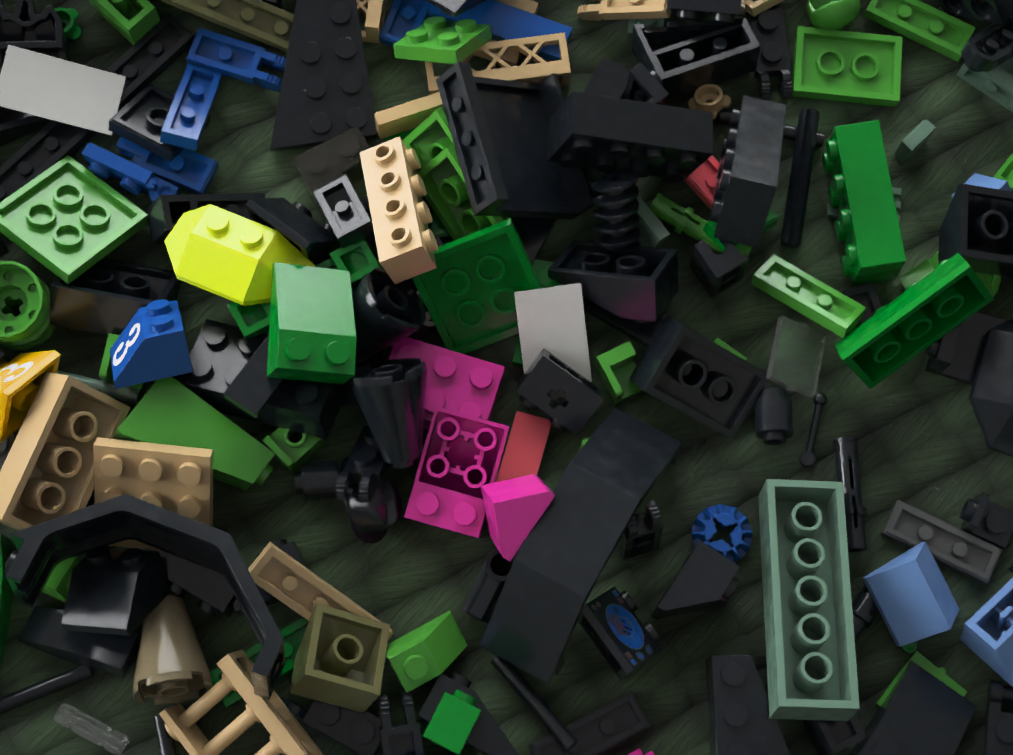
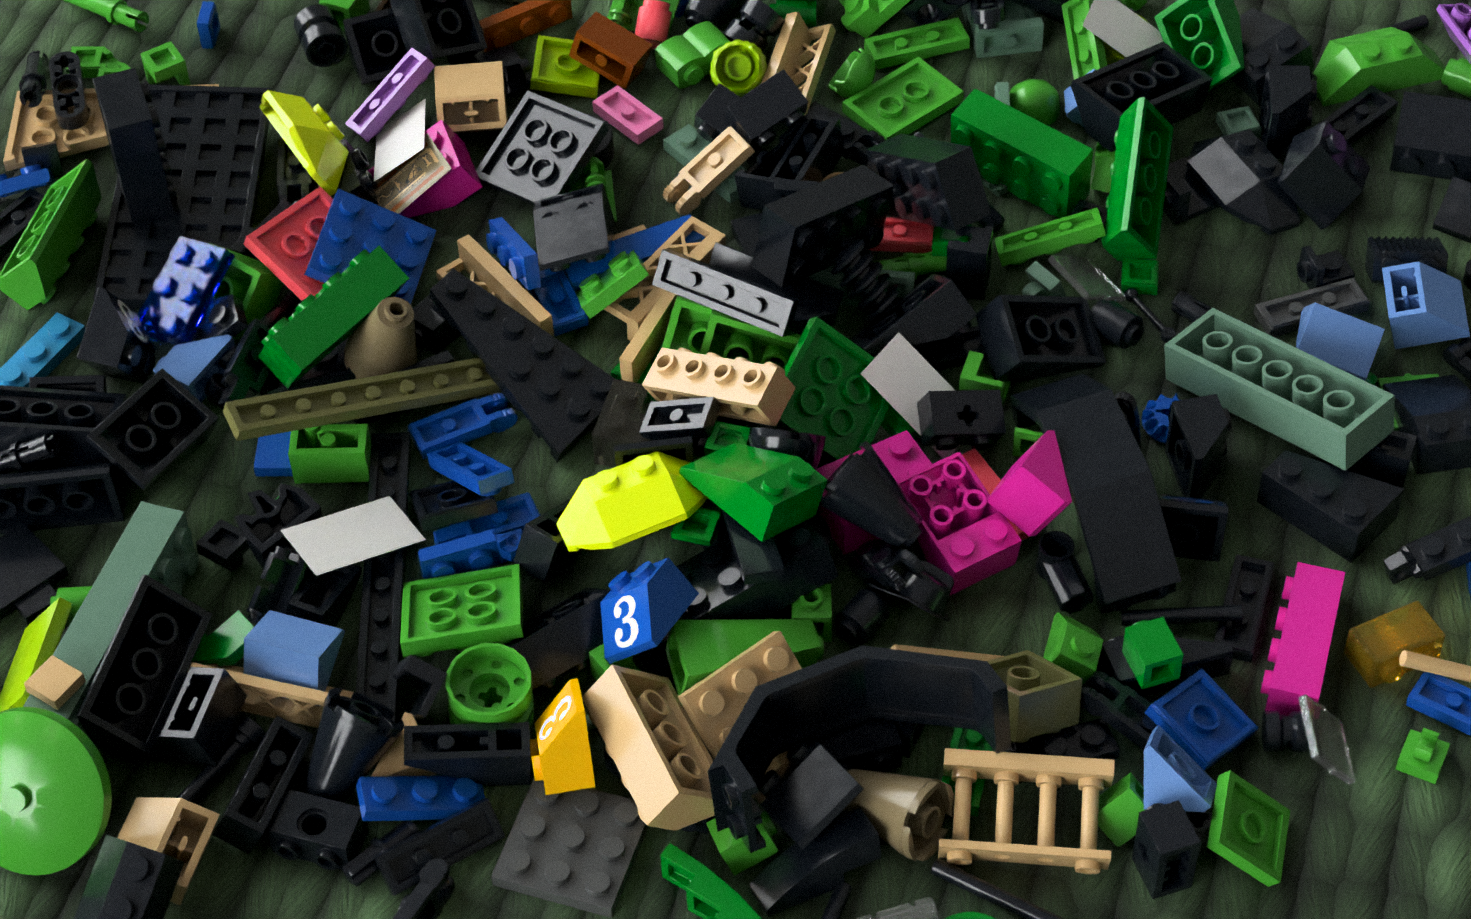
camera: 40 degrees left, 25 degrees down
(757, 333) = (1042, 282): none -> sand green tile
(844, 389) = (1140, 275): none -> green tile
(945, 160) = (1036, 99): none -> bright green hair

